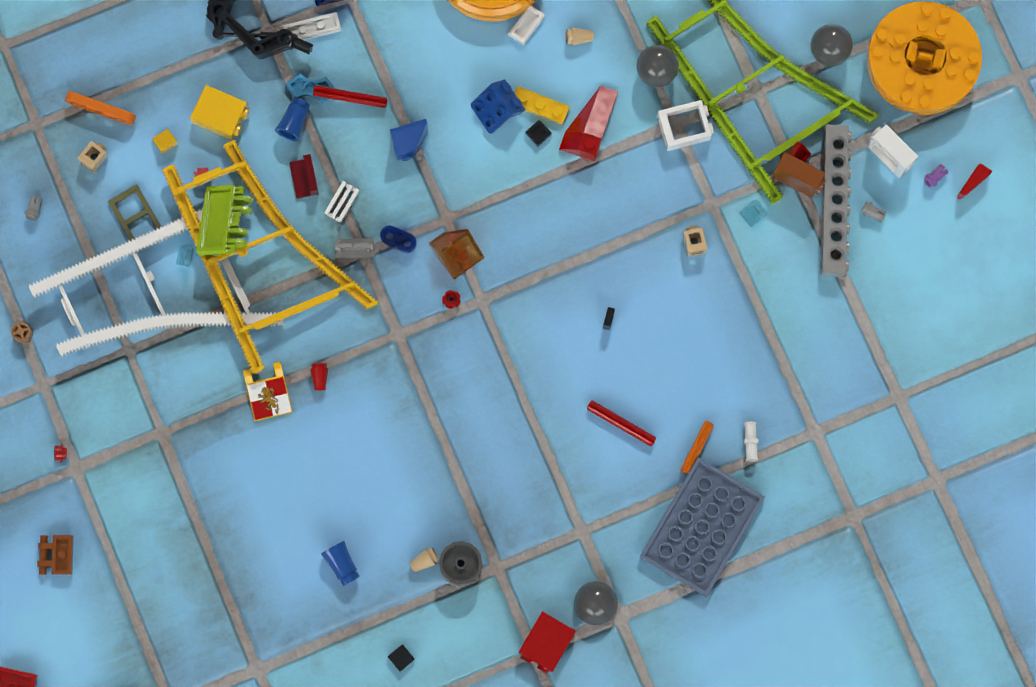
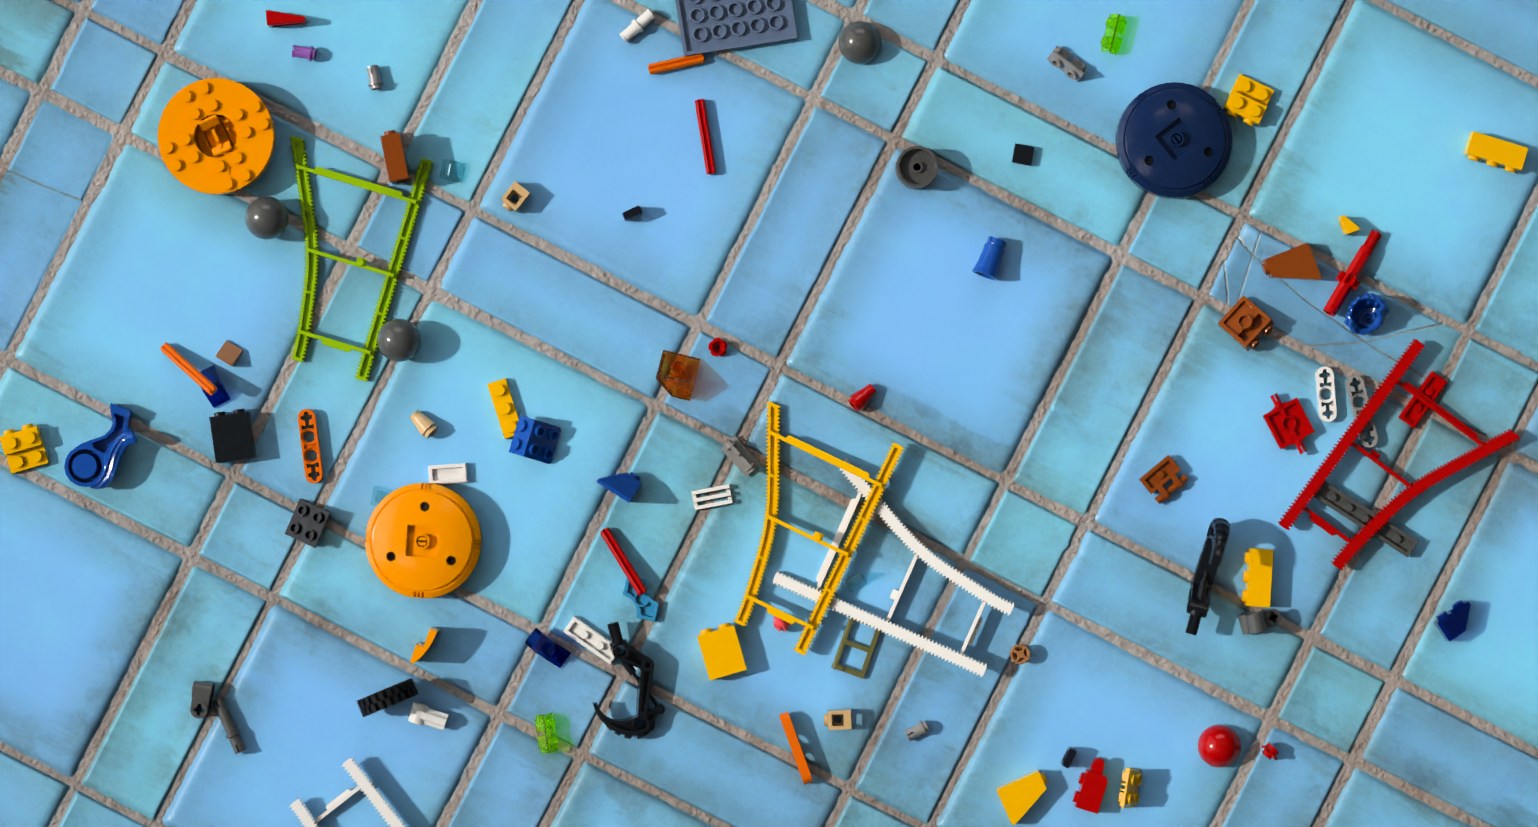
camera: 130 degrees left, 10 degrees up
(60, 453) = (1086, 543): red plate -> none
(165, 141) = (779, 676): yellow slope -> none
(221, 220) = (805, 576): lime hinge -> none
(268, 396) = (909, 423): flag -> none
(293, 120) = (679, 589): blue plant -> none
(304, 177) = (717, 543): dark red panel -> none
(398, 239) = (705, 427): clear blue plate -> none
(424, 560) = (935, 198): tan cone -> none
(538, 133) = (528, 391): black tile -> none
(546, 642) = (921, 53): red panel -> none
(588, 128) = (490, 355): red wedge -> none
(669, 141) = (444, 291): white window -> none
(800, 152) = (376, 172): red plate -> none
(842, 135) = (340, 160): light grey brick -> none
(892, 150) = (314, 101): white window -> none

